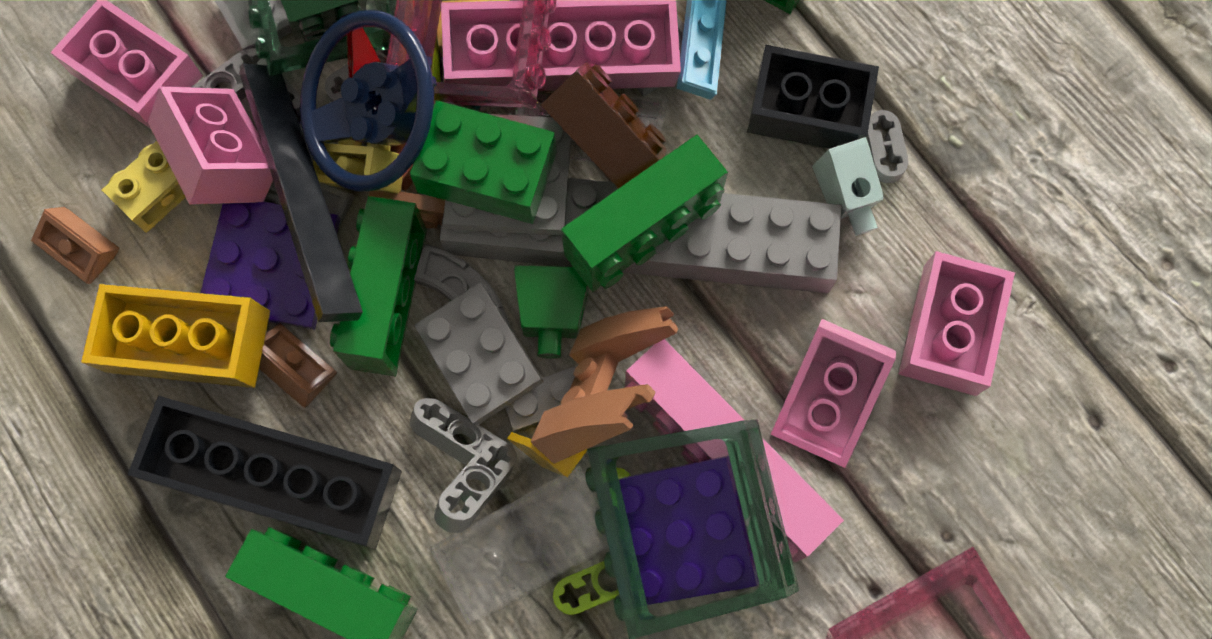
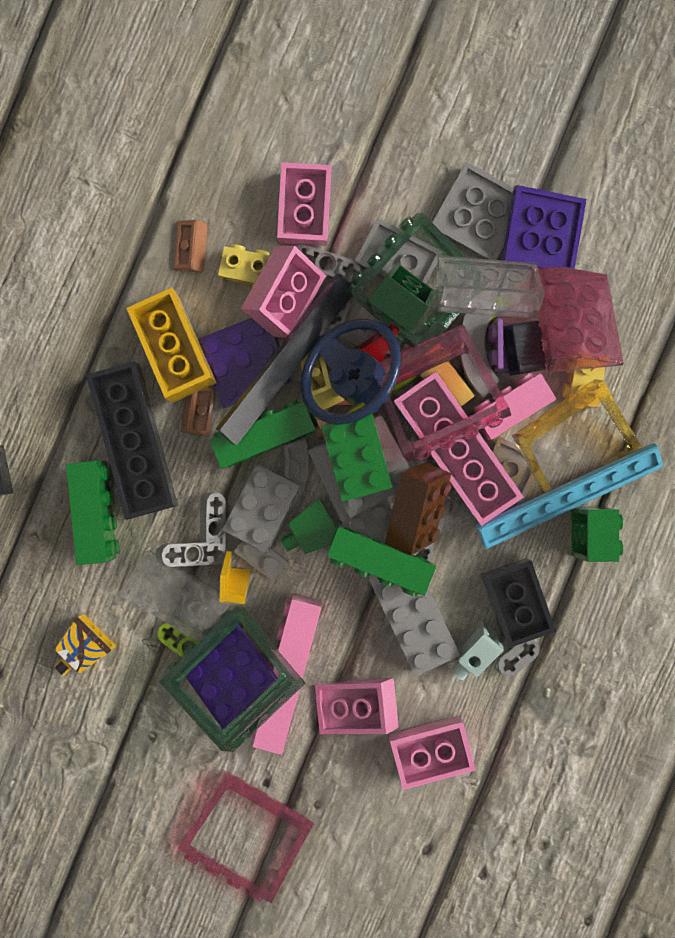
camera: 60 degrees right, 15 degrees up
(588, 410) = (249, 593): nougat wedge -> none

